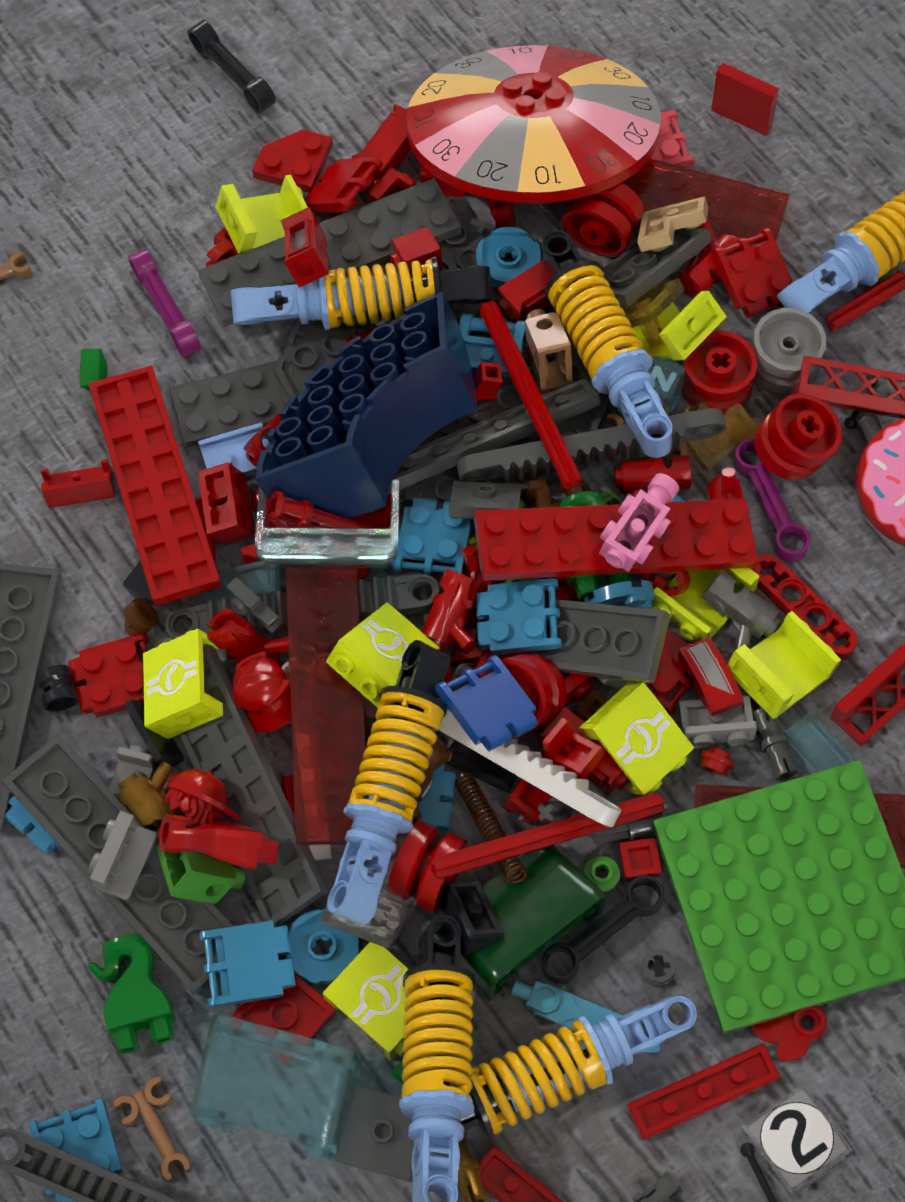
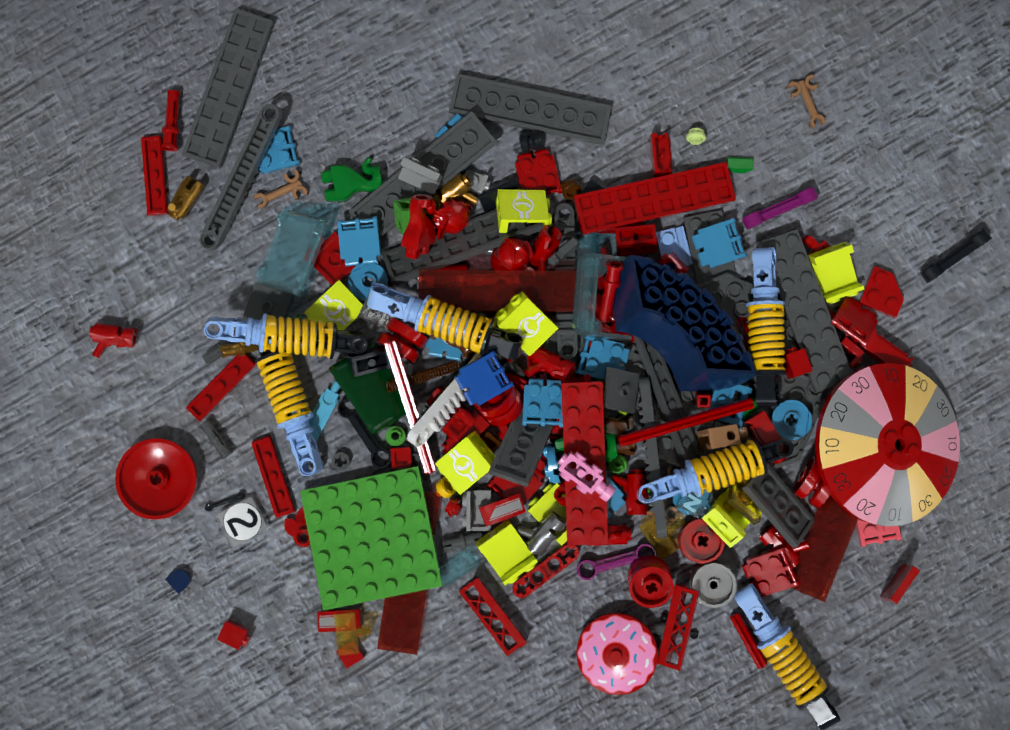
camera: 90 degrees right, 20 degrees up
(45, 432) = (696, 136): none -> yellowish green plate
(228, 381) = (718, 244): none -> dark azure plate
(305, 247) = (795, 293): red window -> none
(660, 224) = (810, 521): tan plate -> none
(684, 779) = (444, 488): none -> yellow tile

